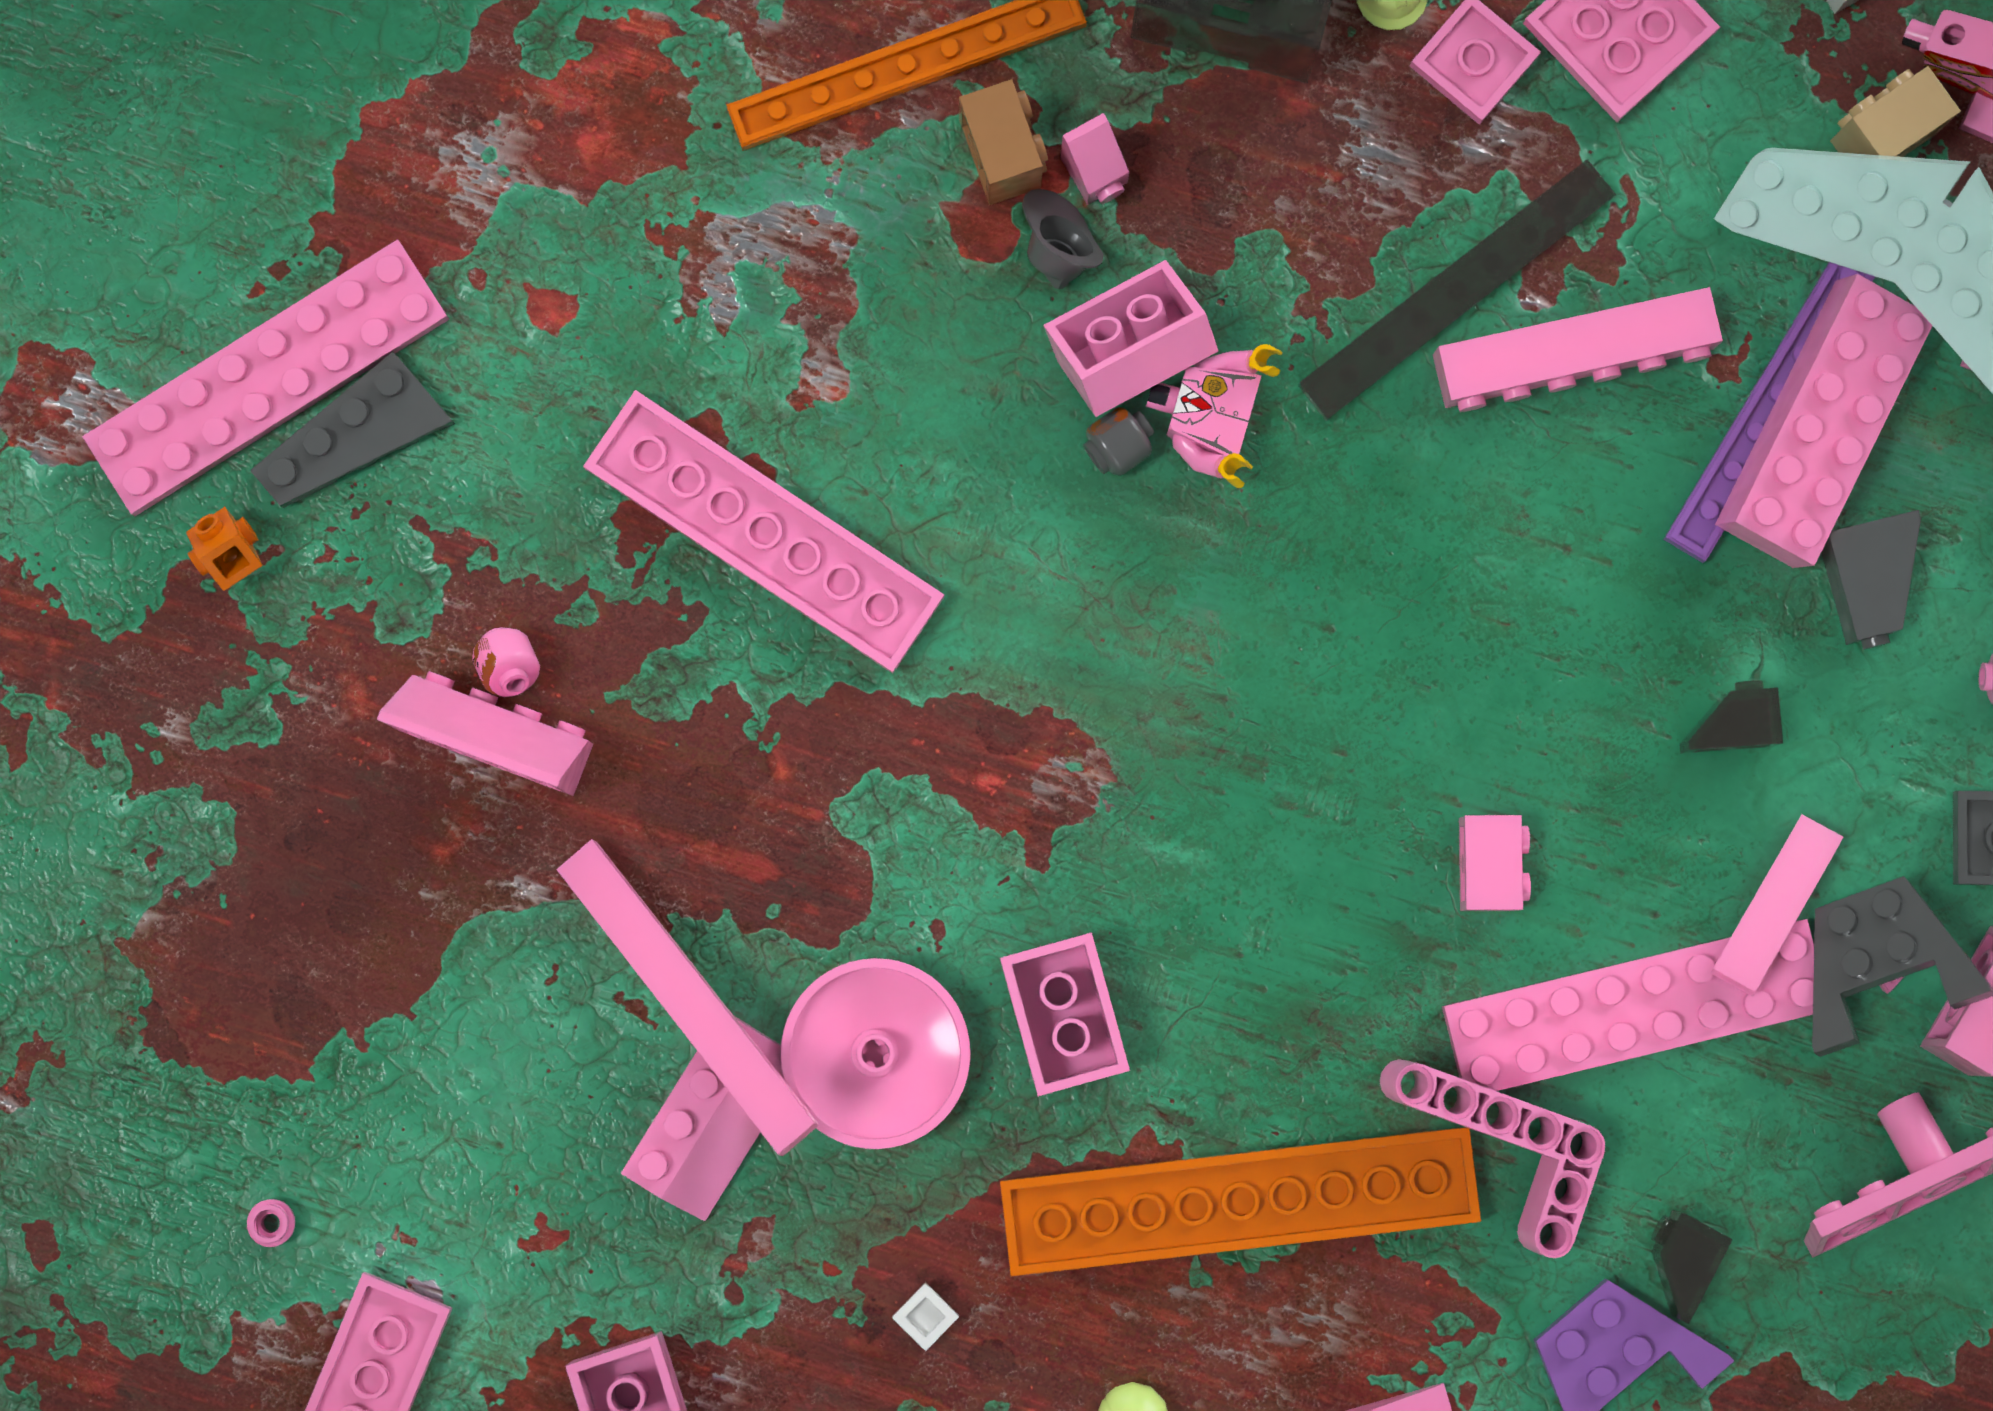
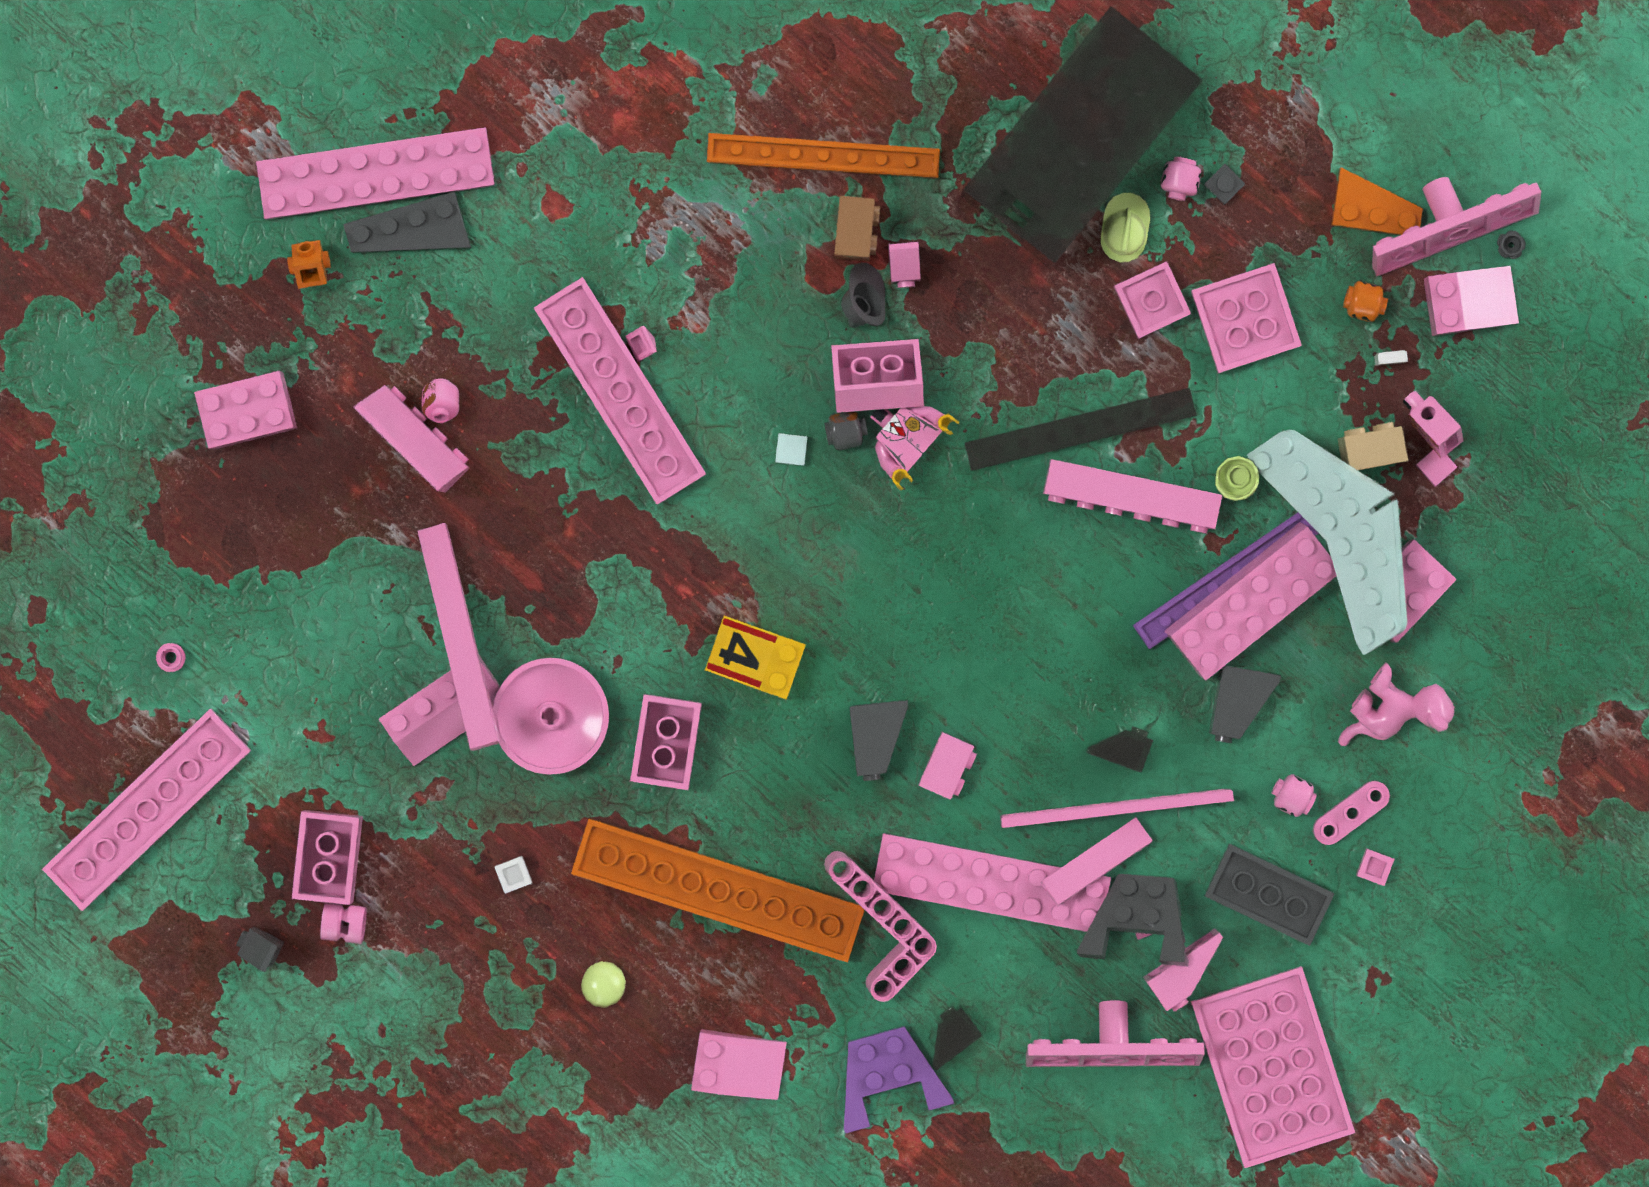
camera: 30 degrees right, 5 degrees up
(223, 805) = (245, 410): none -> bright pink brick
(764, 448) = (641, 343): none -> bright pink slope
(1052, 505) = (791, 449): none -> light aqua tile
(1139, 830) = (755, 657): none -> yellow slope
(1367, 866) = (875, 735): none -> dark grey slope
(1718, 256) = (1237, 478): none -> yellowish green hair
(1768, 813) = (1116, 808): none -> bright pink tile

